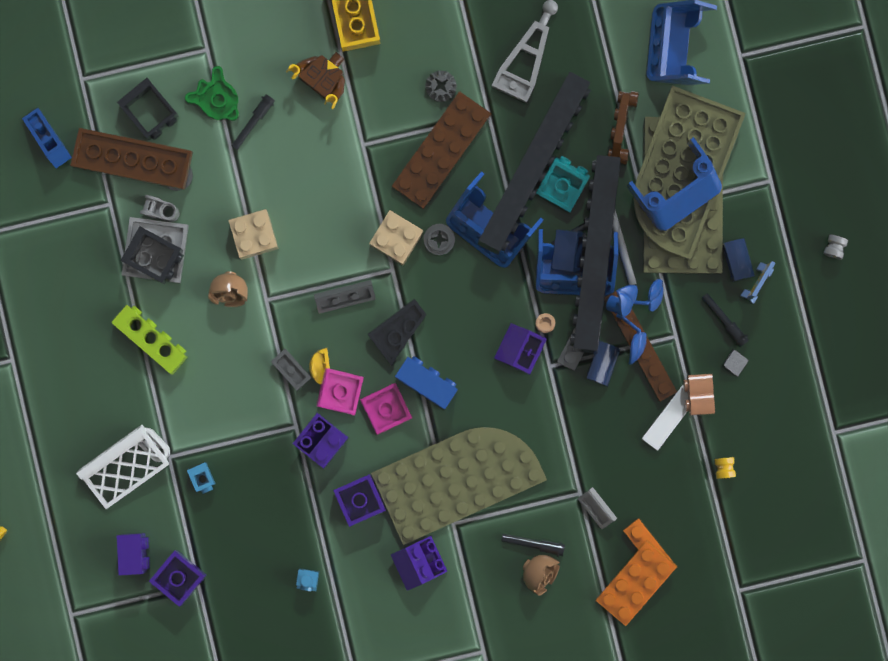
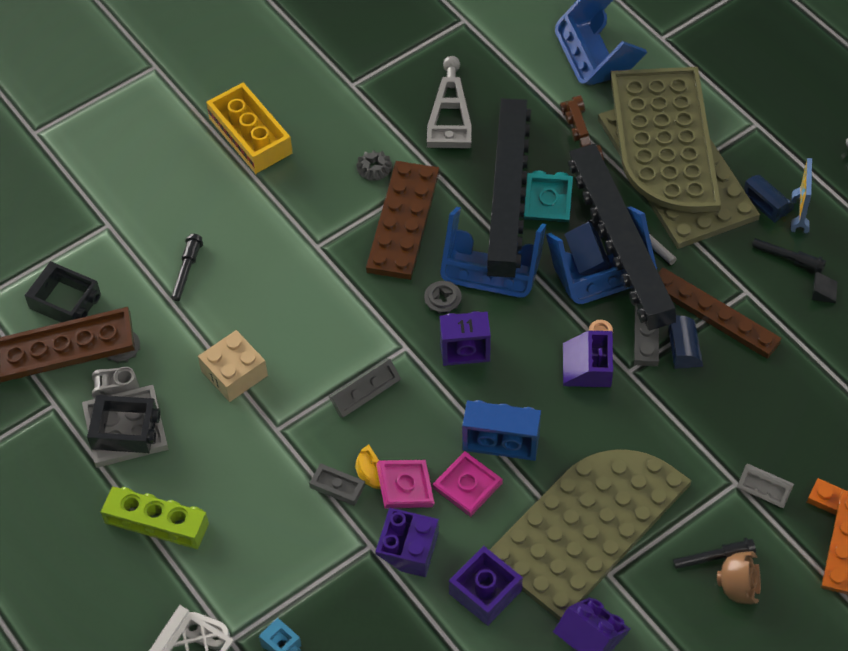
camera: 20 degrees left, 30 degrees down
(215, 97) = (135, 262): green tile -> none
(228, 289) = (228, 430): medium nougat cylinder -> none
(321, 76) = (242, 198): reddish brown torso -> none
(396, 237) = (395, 309): tan brick -> none
(397, 329) = (440, 399): black wing -> none
(435, 291) = (465, 338): none -> dark purple brick
(622, 306) = (673, 273): blue plant -> none
(667, 420) = (789, 362): white tile -> none
(671, 211) = (671, 164): blue windscreen -> none
(700, 394) = (808, 325): nougat brick -> none

